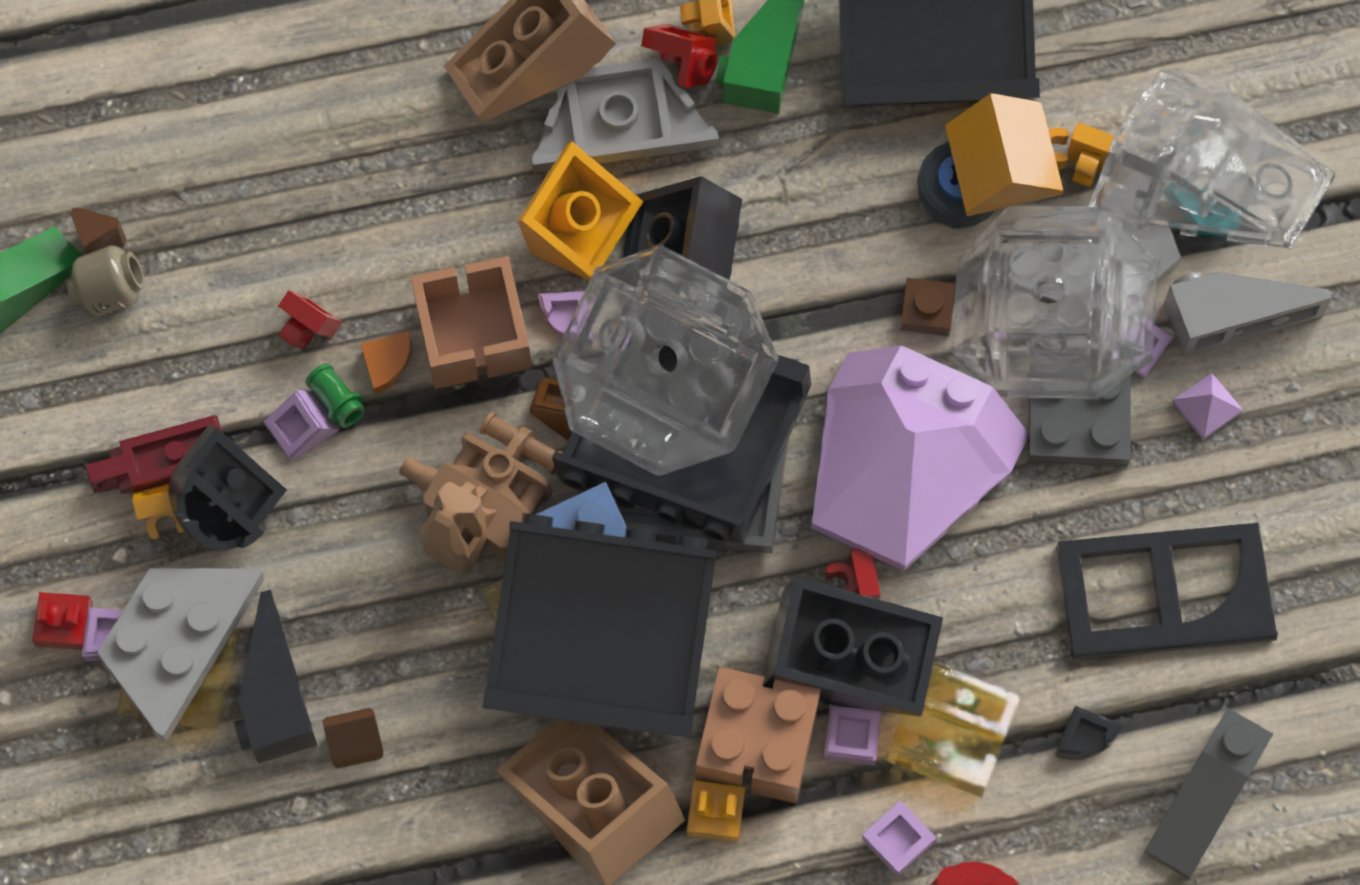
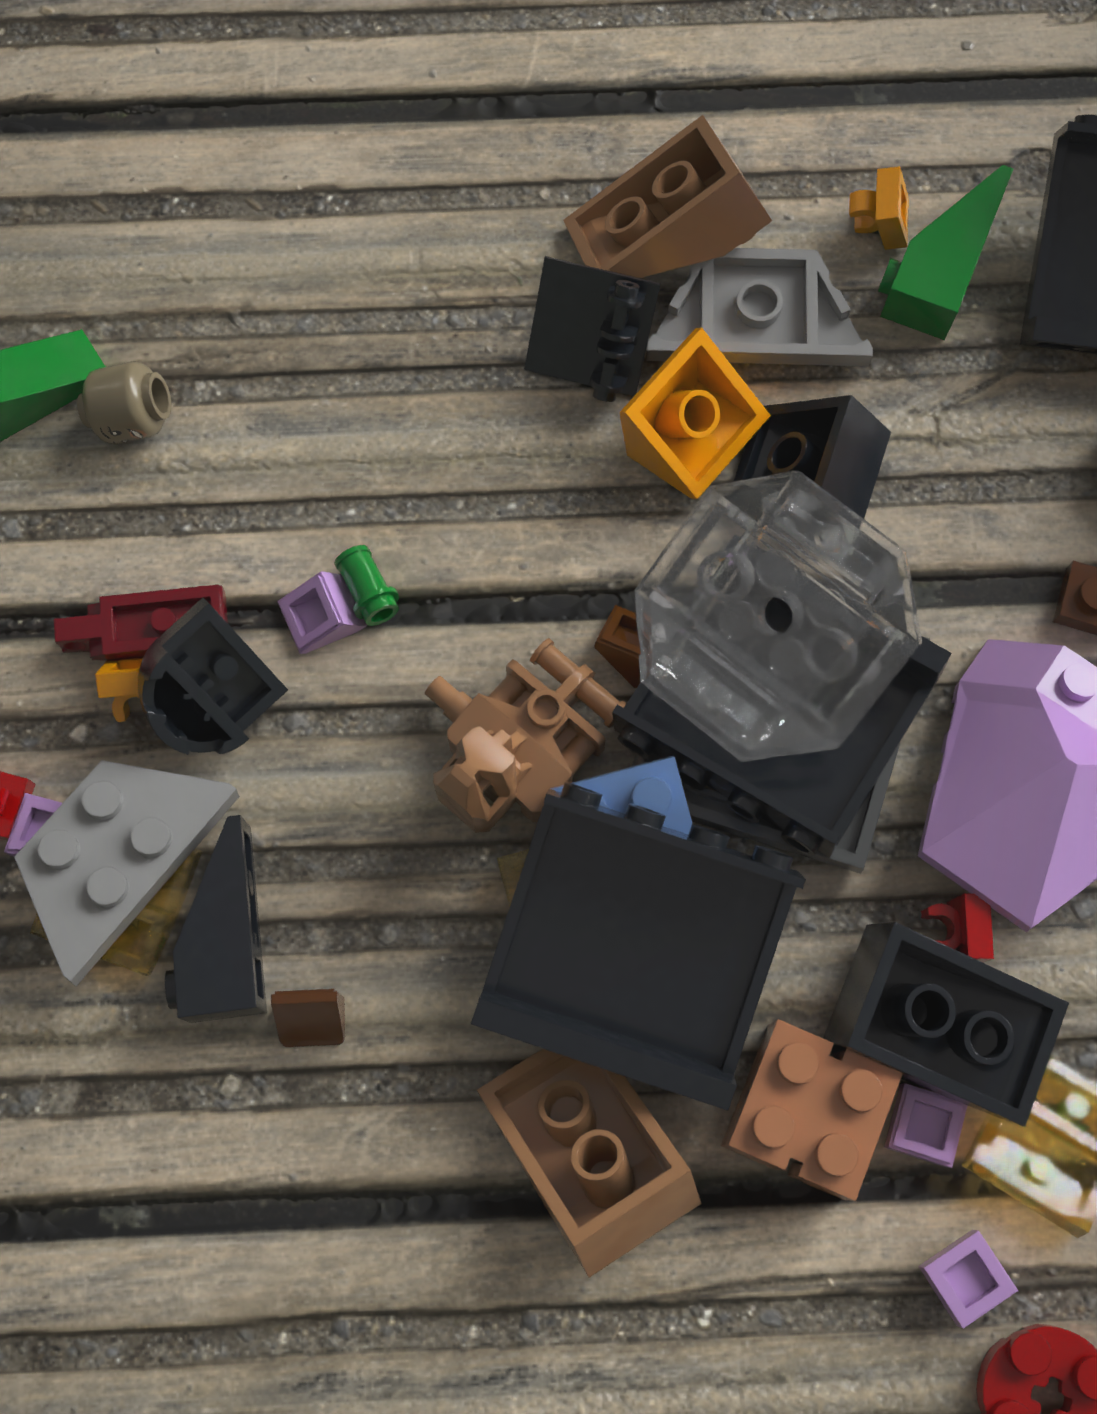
camera: 10 degrees right, 5 degrees up
(97, 230) = (125, 341): reddish brown slope -> none
(306, 320) = (349, 488): red tile -> none
(386, 359) = (436, 552): orange tile -> none
(471, 328) = (543, 534): nougat piece -> none
(483, 155) = (591, 327): none -> black hinge
(559, 309) = (653, 528): lavender tile -> none
(684, 46) = (855, 244): red bracket -> none
(716, 811) = (741, 1194): light orange tile -> none

